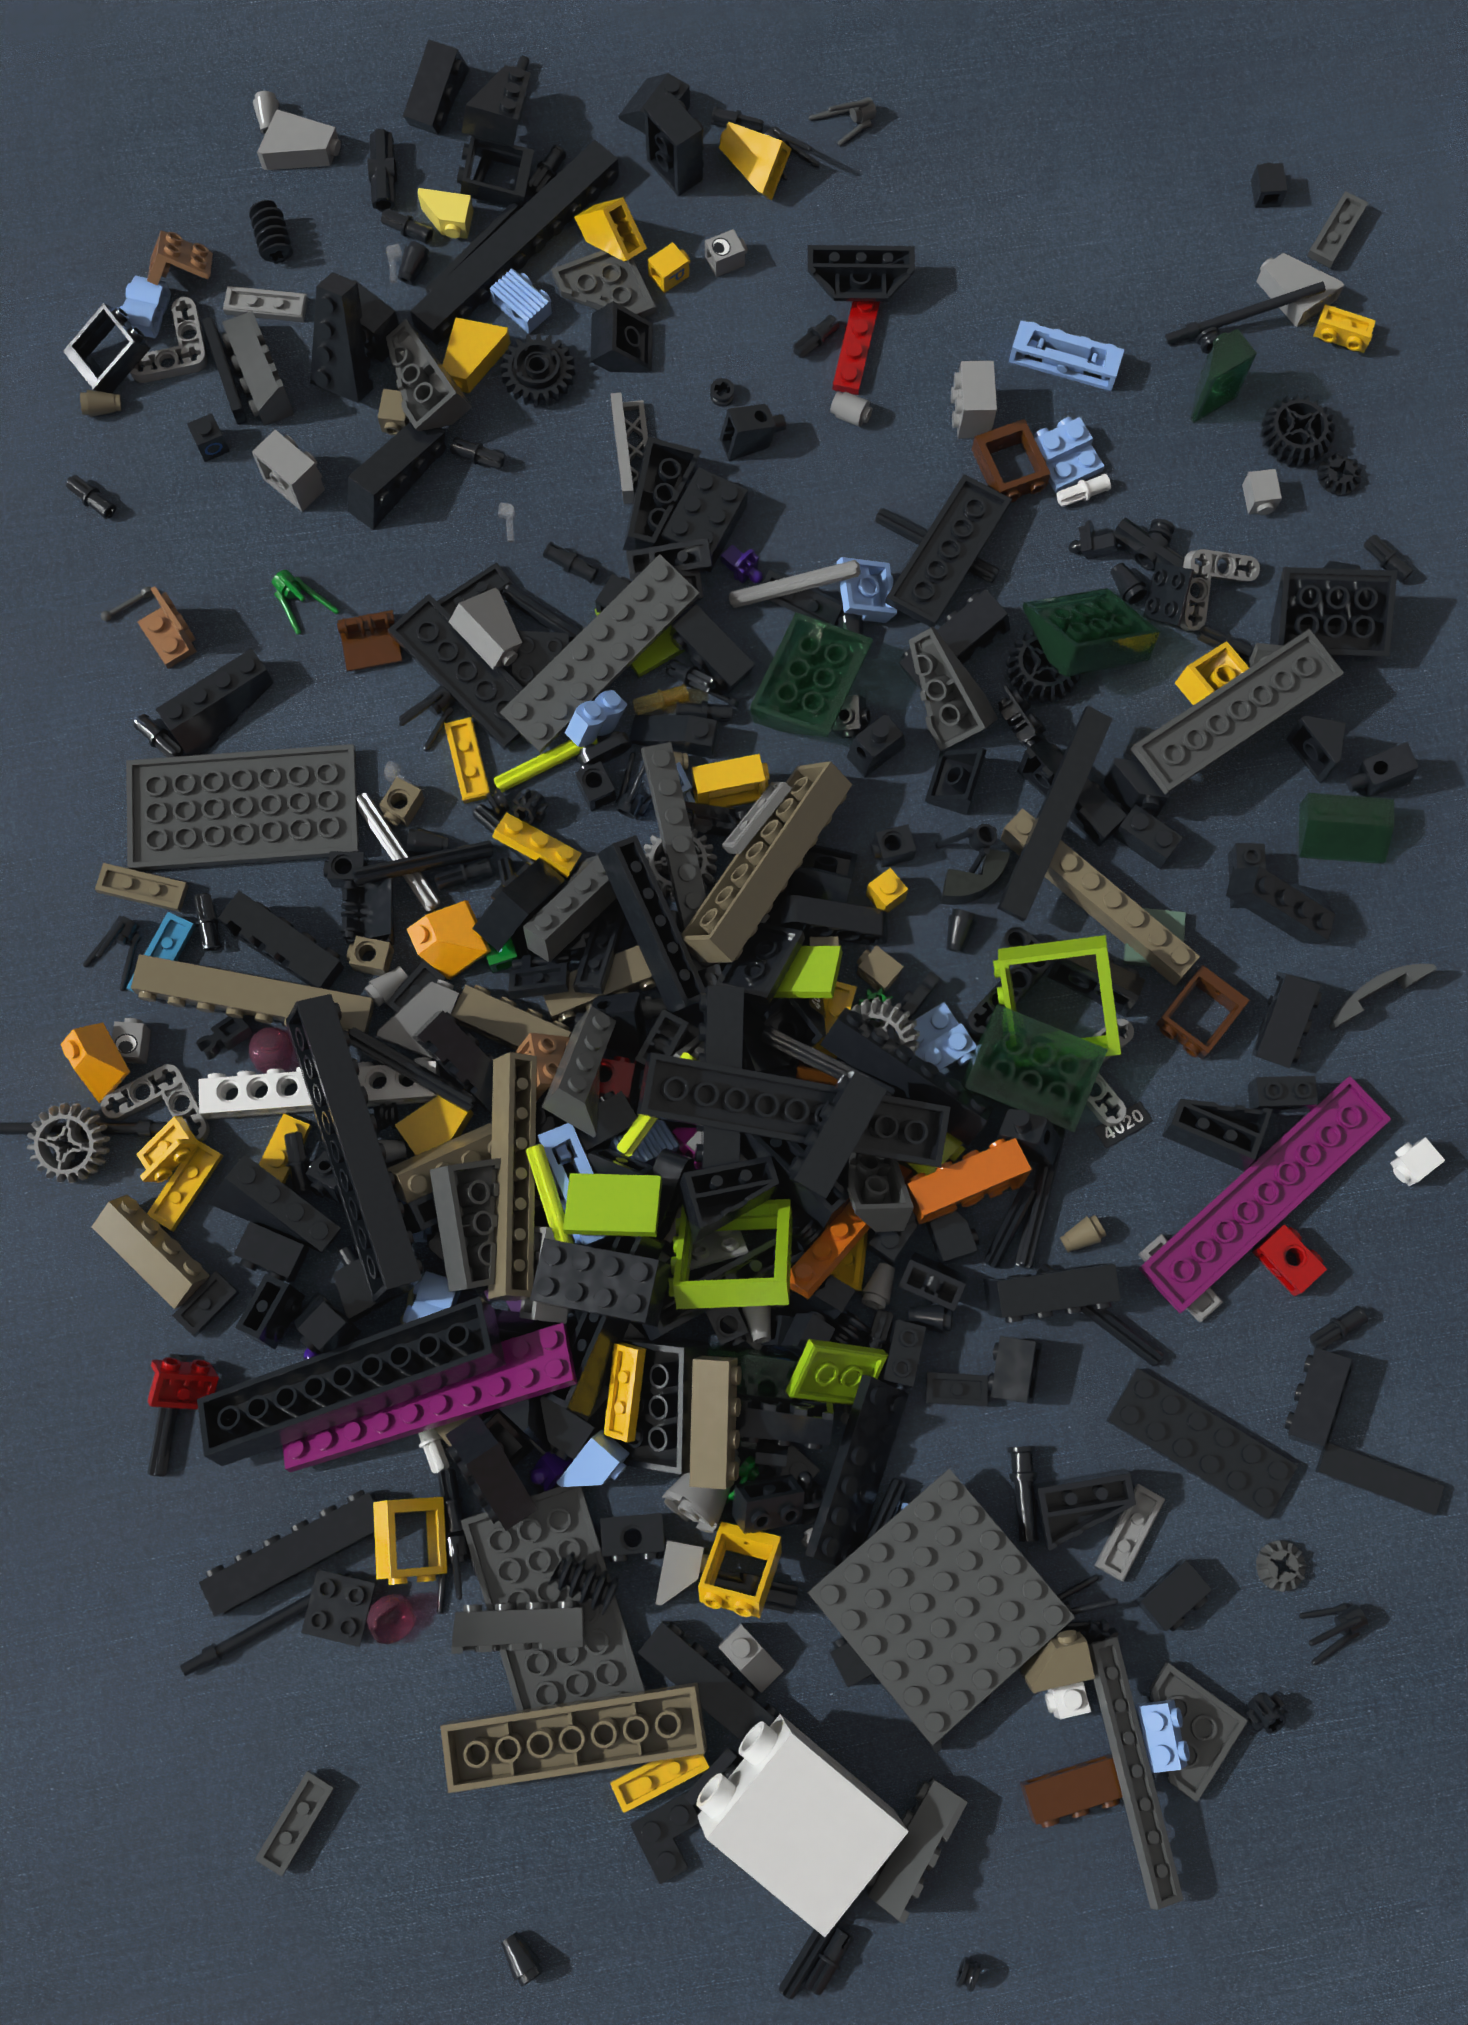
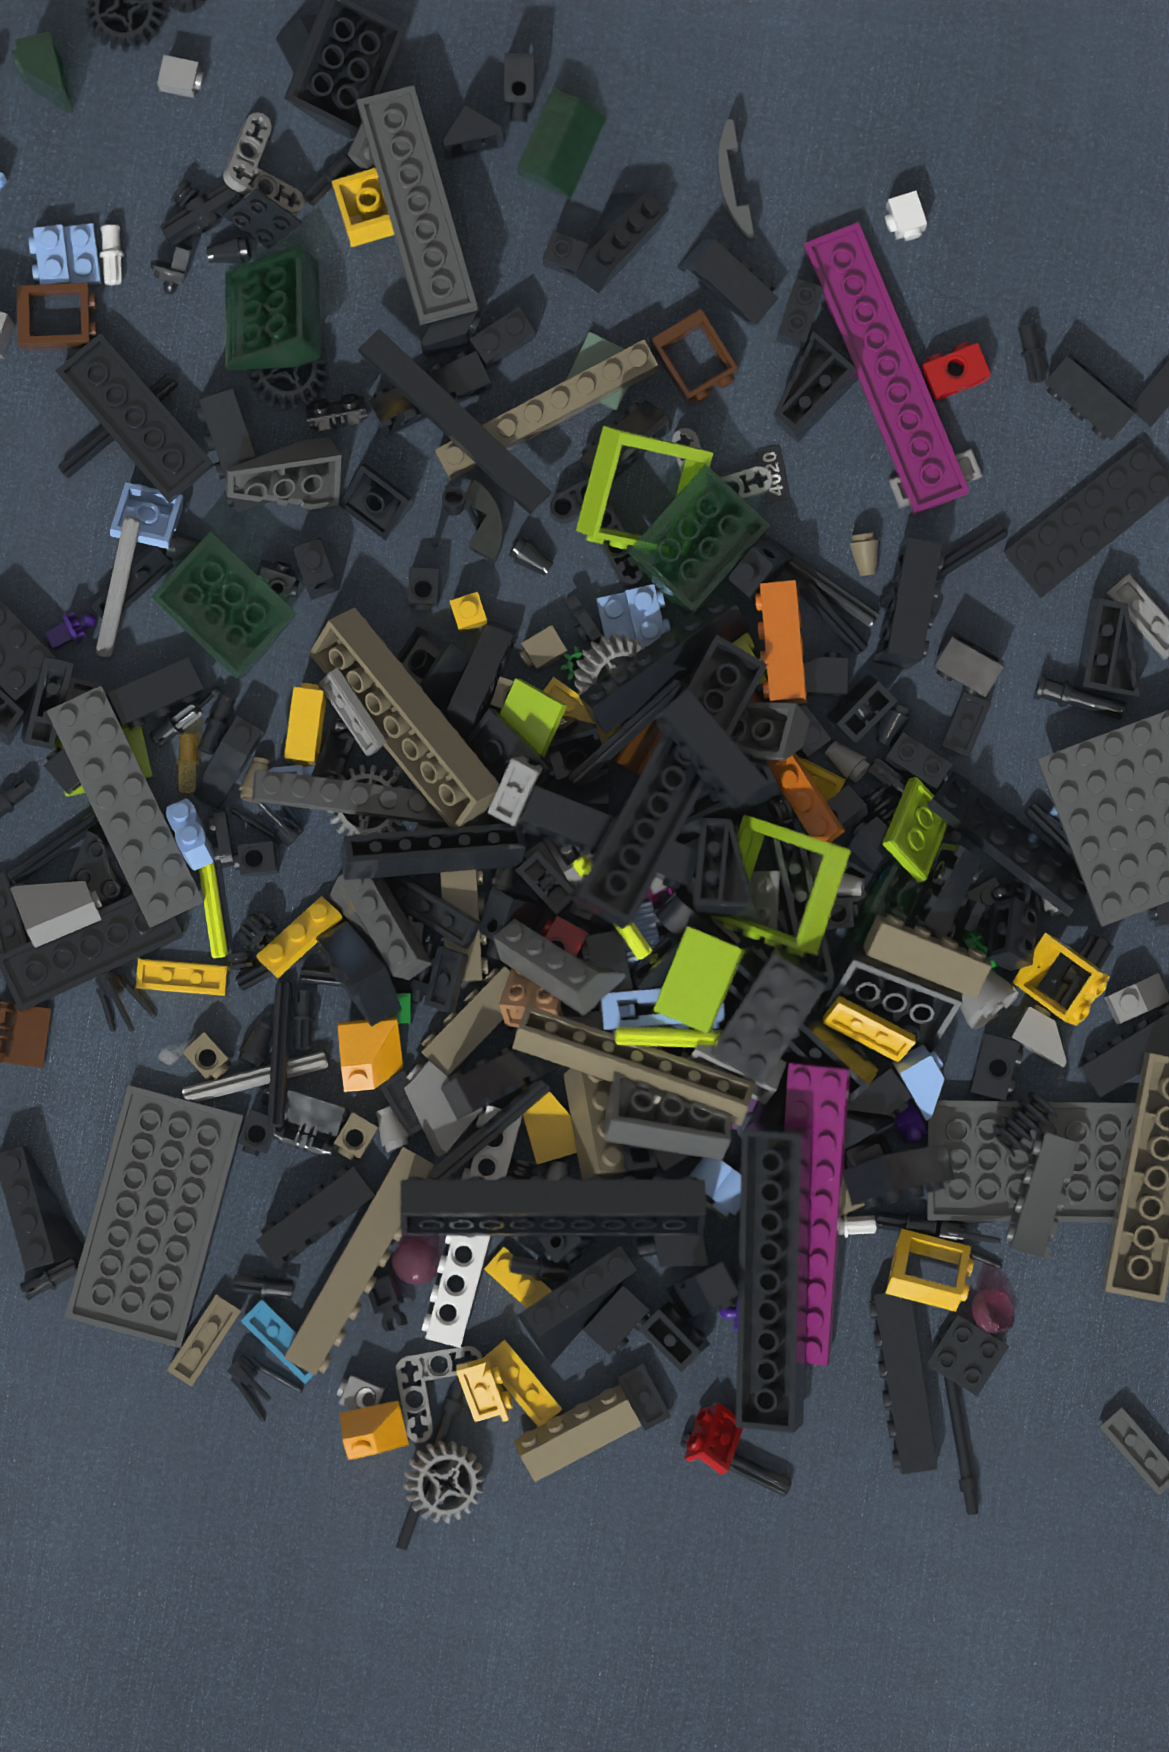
camera: 70 degrees left, 10 degrees up
(734, 972) = (514, 790): none -> light grey hinge

